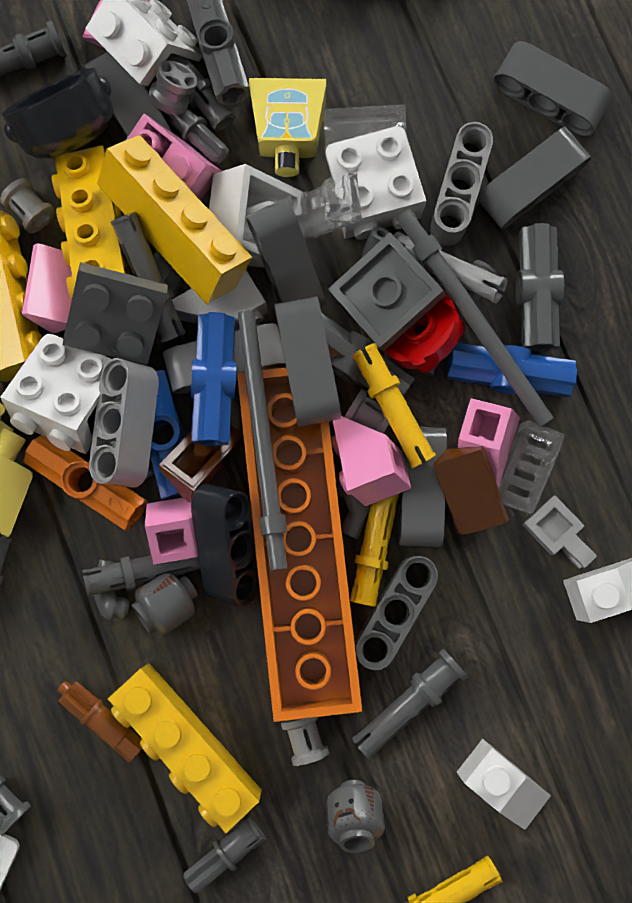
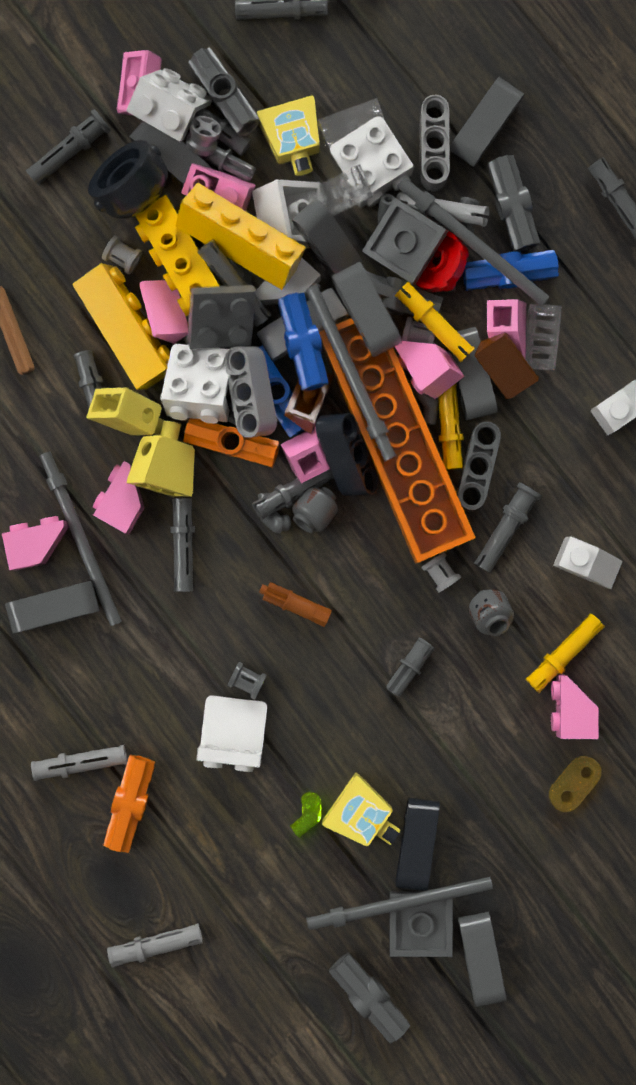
camera: 15 degrees left, 5 degrees up
(186, 747) = (362, 601): yellow brick -> none
(553, 88) = (481, 49): dark grey beam -> none
(556, 529) = (574, 373): light grey plate -> none

